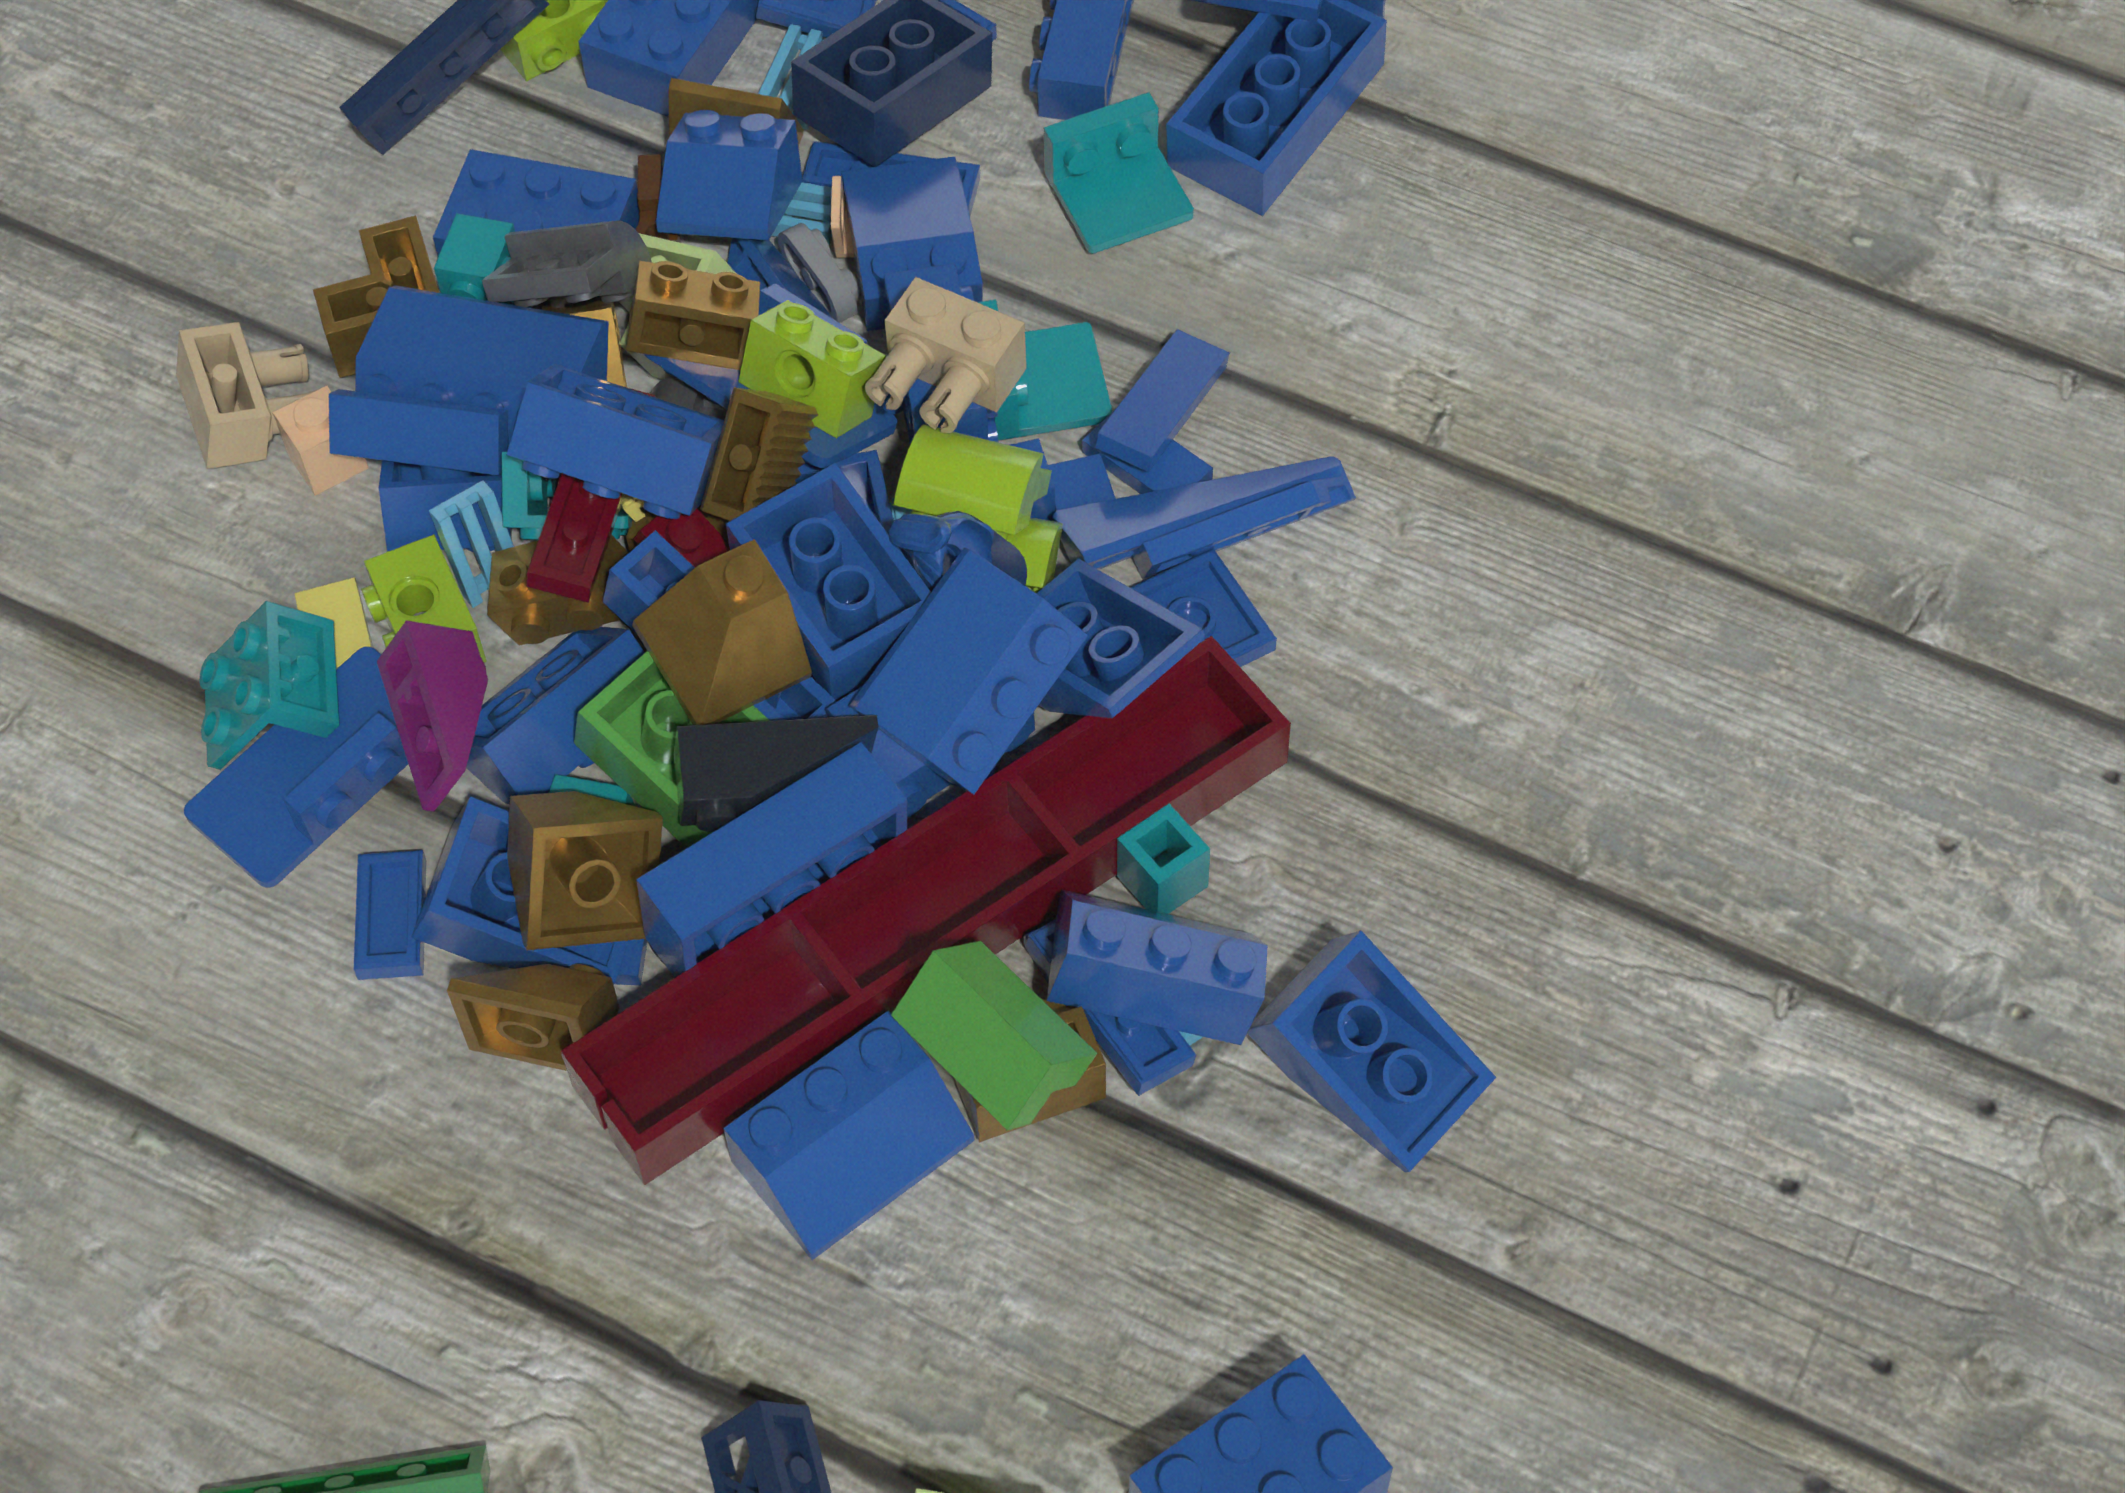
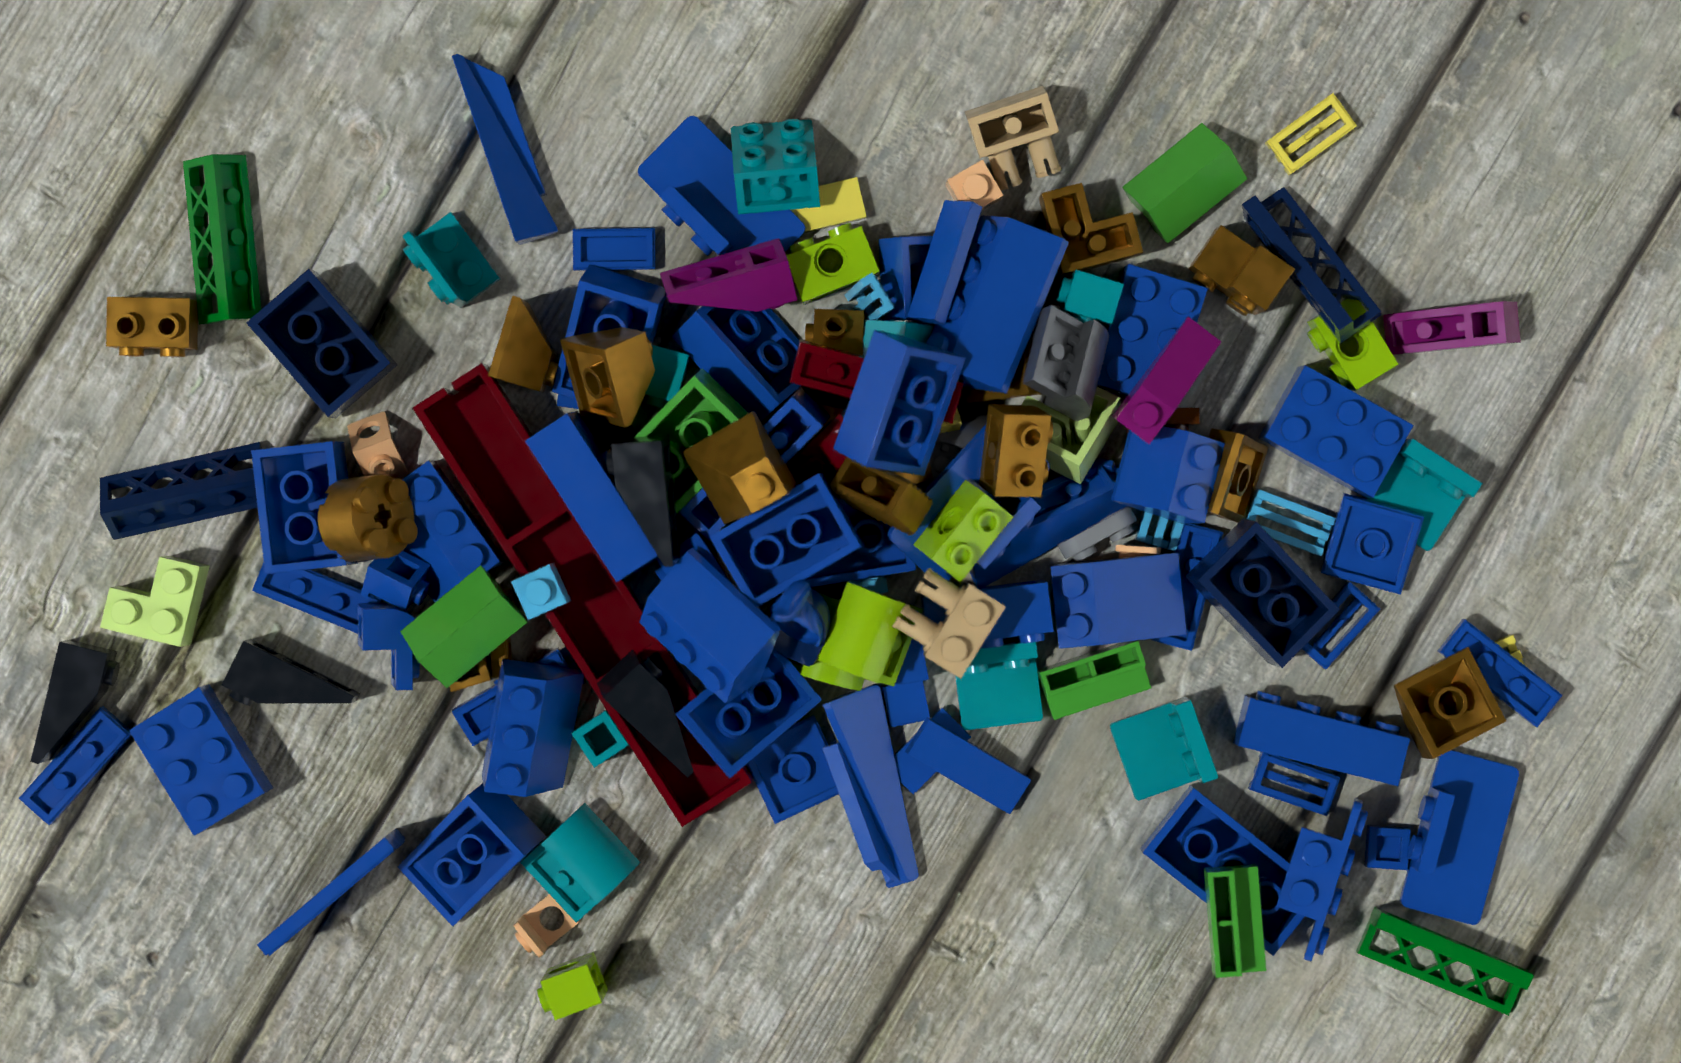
camera: 90 degrees right, 30 degrees up
(215, 1078) = (506, 151): none -> blue wedge
(290, 111) = (1282, 155): none -> light yellow tile
(318, 201) = (1185, 182): none -> bright green piece
(400, 1143) = (452, 260): none -> teal bracket
(458, 110) = (1239, 271): none -> pearl gold brick
(528, 1322) = (321, 343): none -> dark blue brick
(605, 167) = (1167, 380): none -> magenta slope
(716, 1231) = (376, 453): none -> light nougat bracket
(807, 1324) = (288, 495): none -> blue slope
(819, 1198) = (367, 518): none -> pearl gold brick
(924, 1181) = (397, 580): none -> blue brick
(927, 913) = (541, 591): none -> medium azure brick
(961, 1327) = (315, 595): none -> blue tile
(1022, 1173) = (380, 630): none -> blue brick
(1024, 261) = (1094, 678): none -> bright green piece
(1106, 773) = (641, 697): none -> black slope
(1106, 1382) = (273, 678): none -> black slope
(1144, 83) = (1260, 771): none -> blue tile
(1343, 53) = (1234, 920): none -> bright green piece
(1370, 880) = (580, 862): none -> teal brick
(1462, 1240) = (331, 892): none -> blue tile
(1488, 954) = (533, 934): none -> light nougat bracket
(1563, 869) = (572, 986): none -> lime brick

